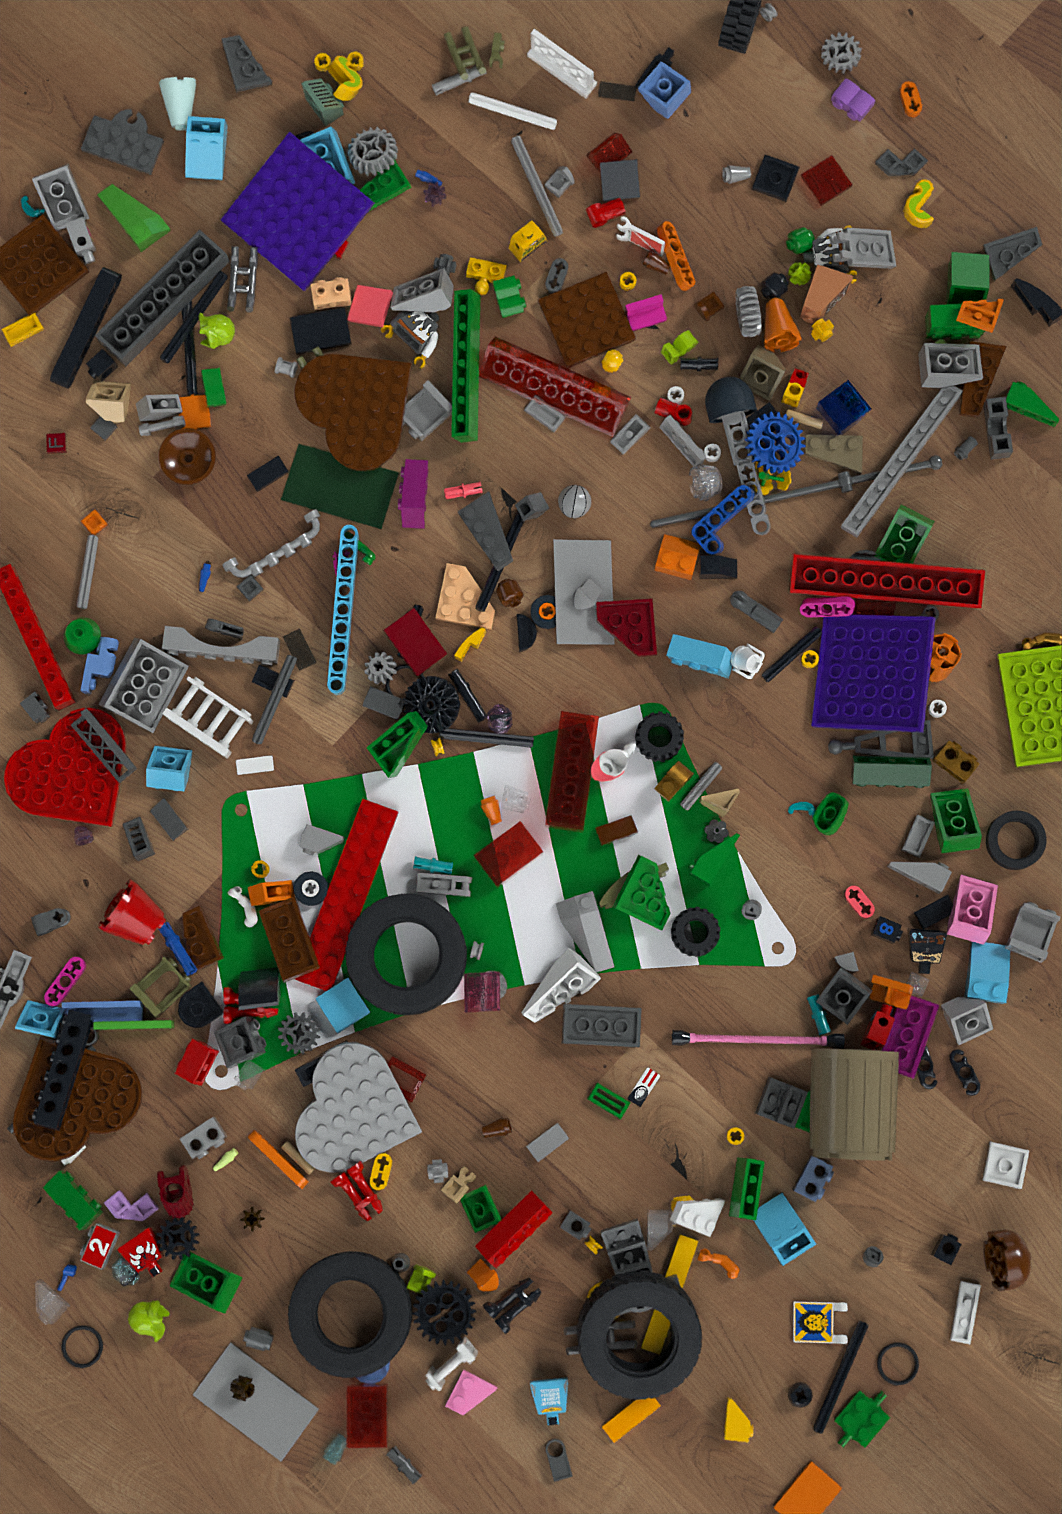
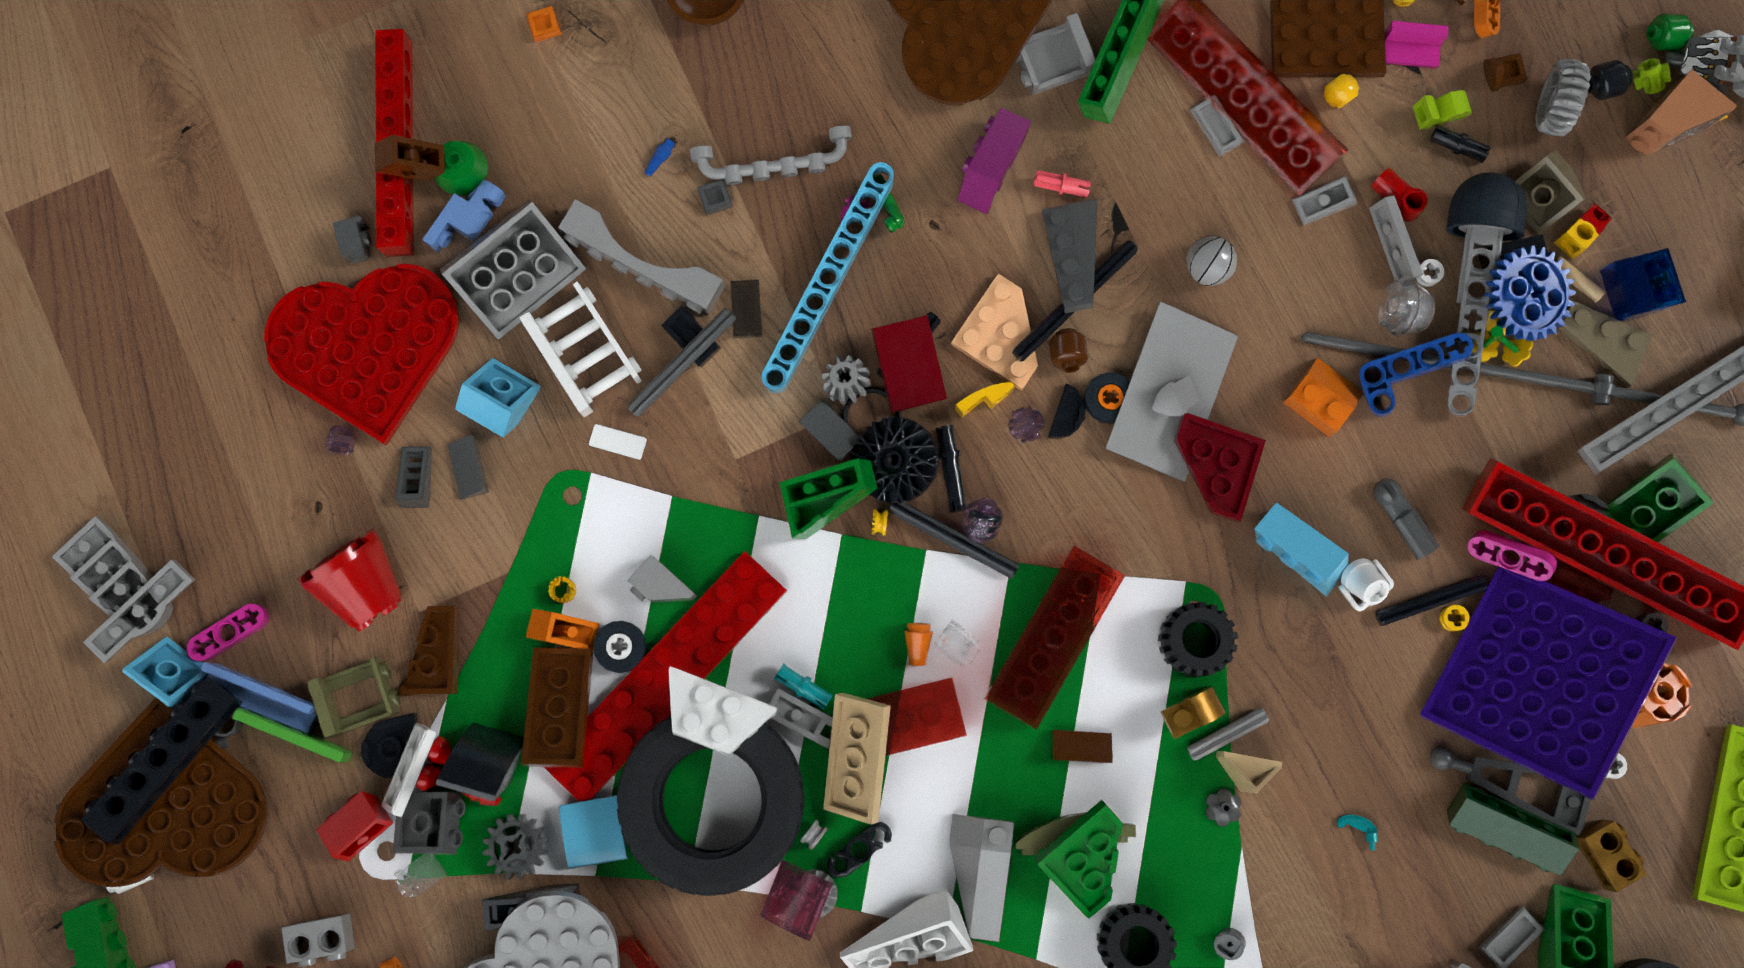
camera: 20 degrees right, 0 degrees up
(47, 921) = (243, 539): dark grey piece -> none
(53, 643) = (409, 158): none -> reddish brown brick
(87, 572) = (505, 85): light grey axle -> none
(106, 738) = (428, 327): dark grey fence -> none
(175, 945) = (397, 641): blue pin -> none
(215, 1014) = (408, 769): none -> white tile
(225, 628) = (656, 237): dark grey piece -> none
(250, 911) = (522, 644): white arm -> none
(267, 473) = (805, 53): black tile -> none
(331, 488) = (888, 113): clear green piece -> none
(386, 900) = (713, 713): none -> white wing
(483, 892) = (856, 758): none -> tan plate
(502, 649) = (1026, 424): none -> gear
(508, 939) = (853, 863): none -> black piece
(532, 506) = (1149, 243): dark grey brick -> none
(611, 763) = (1115, 649): white hair -> none
(673, 390) = (1411, 165): white bush -> none
(710, 862) = (1198, 851): green slope -> none
(717, 567) = (1373, 434): black slope -> none
(780, 327) = (1597, 139): orange cone -> none
(822, 330) = (1653, 166): yellow gear -> none
(830, 813) = (1399, 853): green piece -> none

